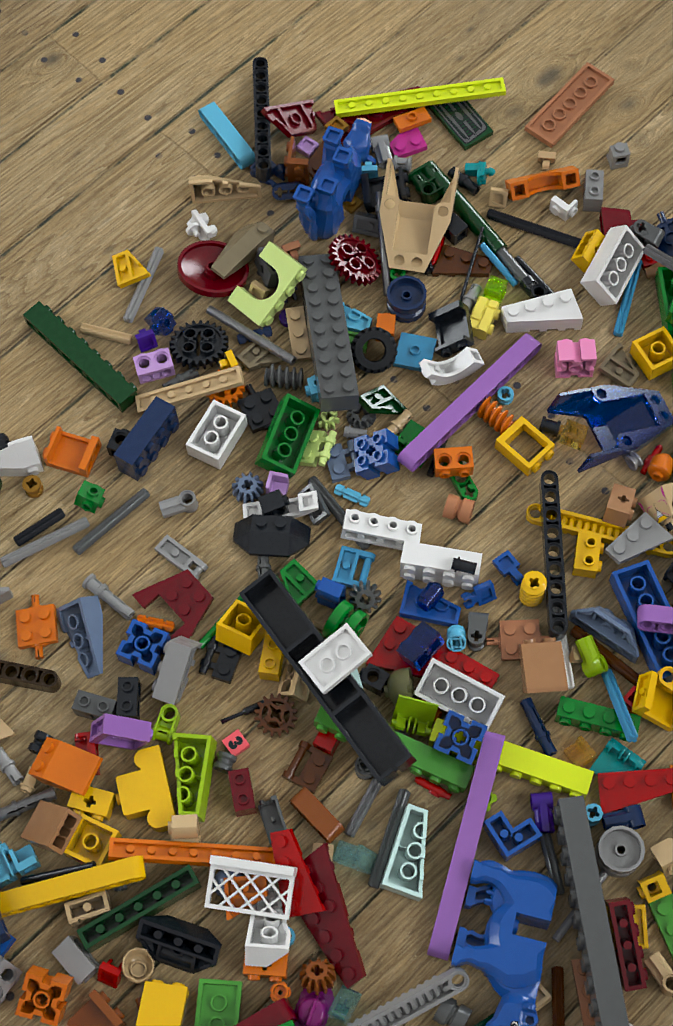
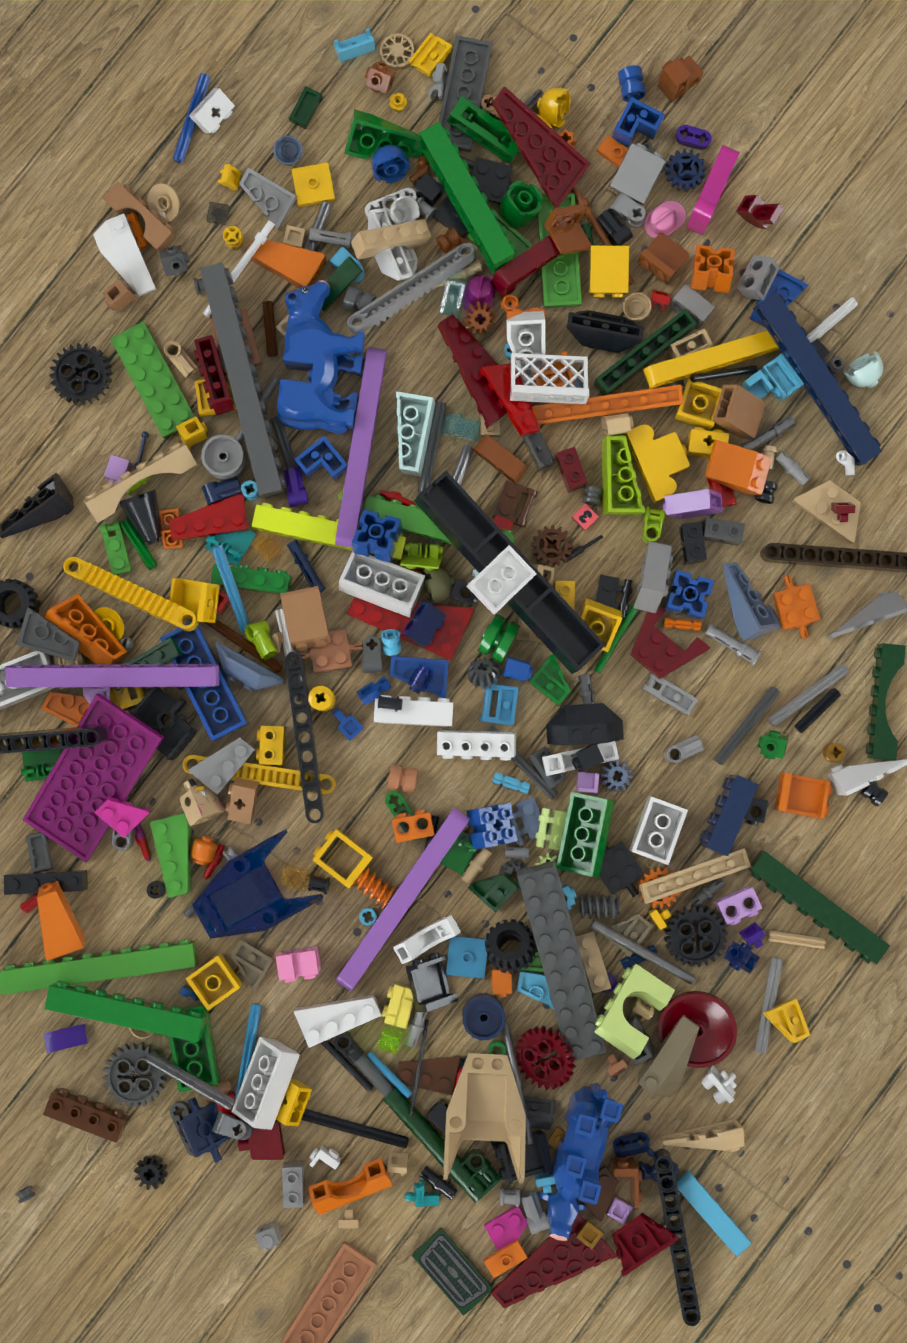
camera: 165 degrees right, 20 degrees up
(419, 97) = (499, 1288): neon yellow plate -> none

